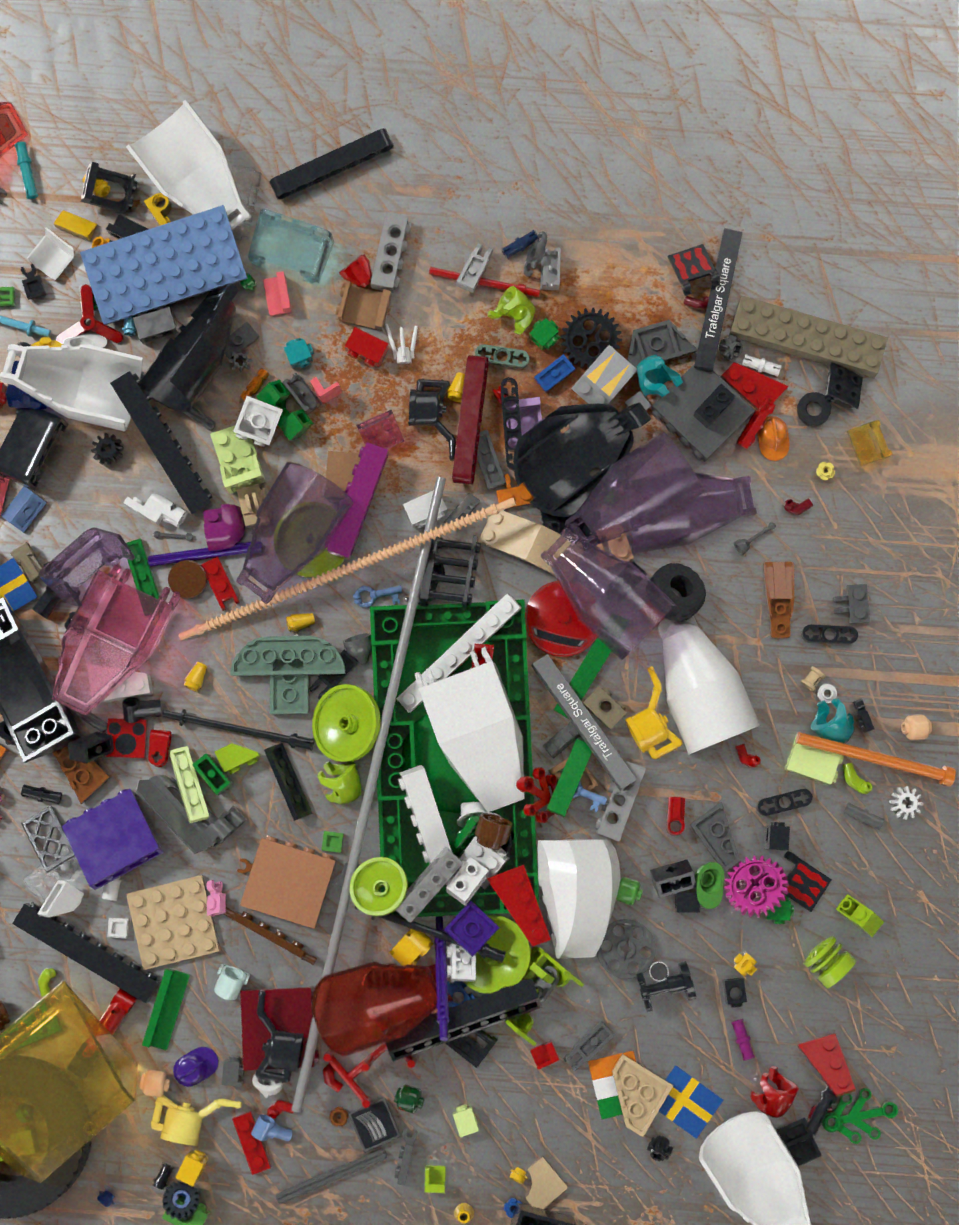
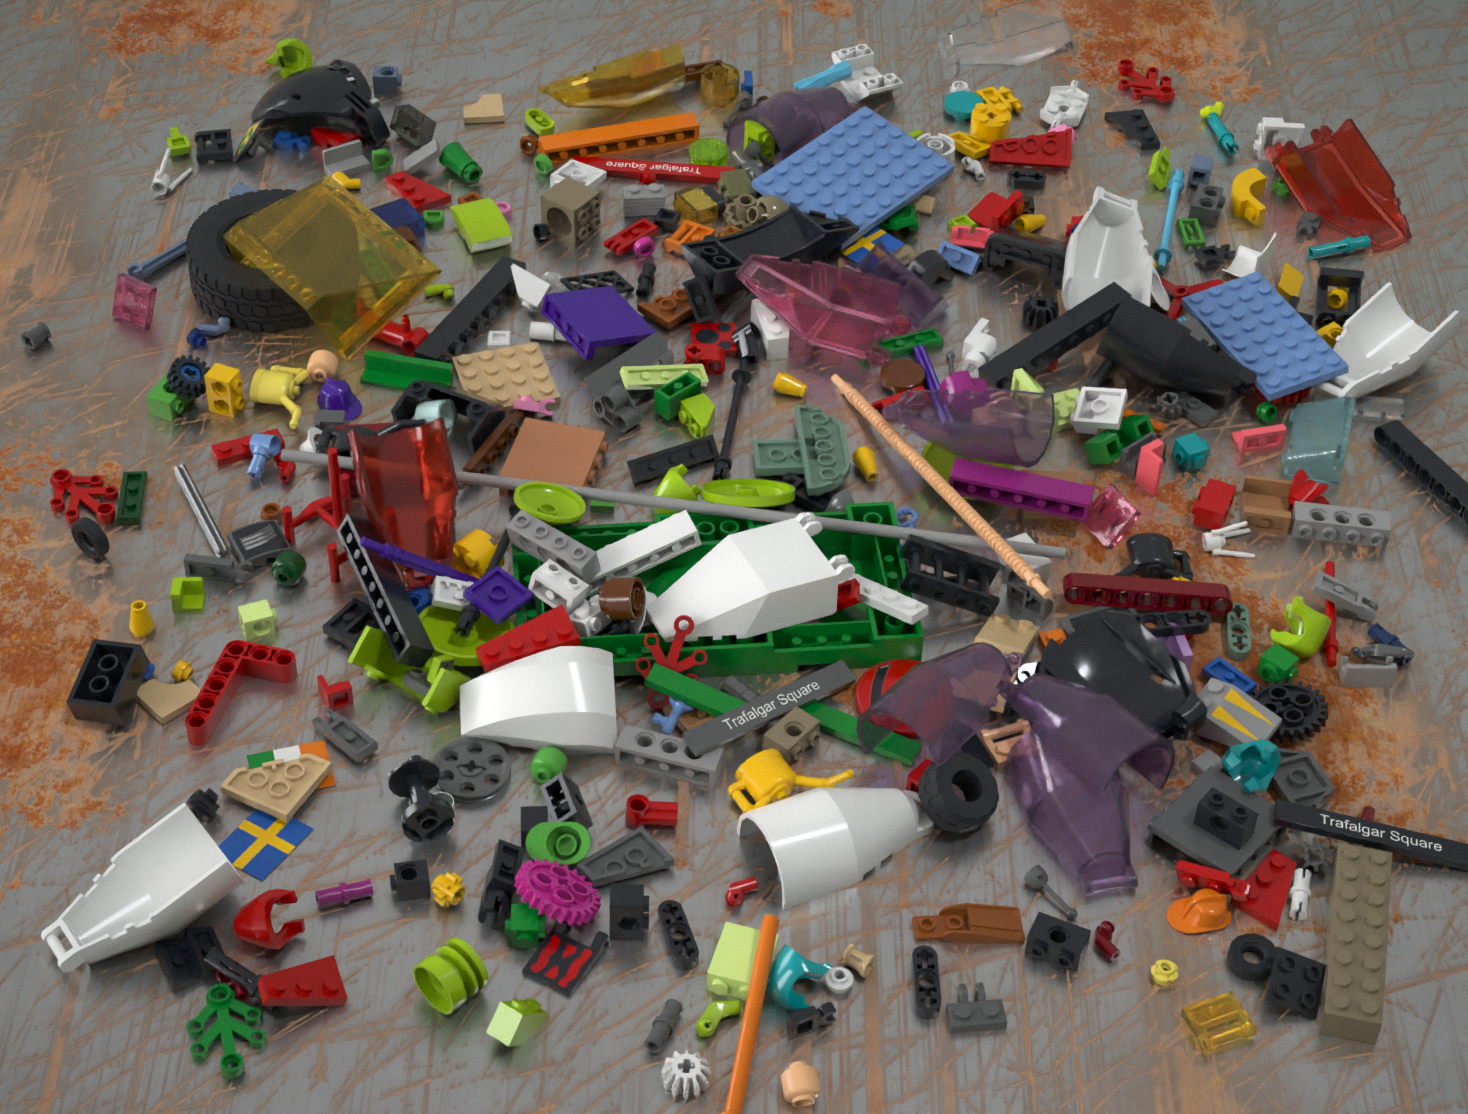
camera: 80 degrees right, 40 degrees down
(46, 538) = (929, 266): none -> black brick
(91, 1182) = (214, 330): none -> sand blue arm
(216, 960) = (478, 409): none -> black windscreen
(532, 1147) = (234, 663): none -> red beam
(693, 265) = (1418, 811): black flag -> none
(743, 926) = (500, 882): none -> black plate
(808, 530) = (1057, 941): none -> black brick

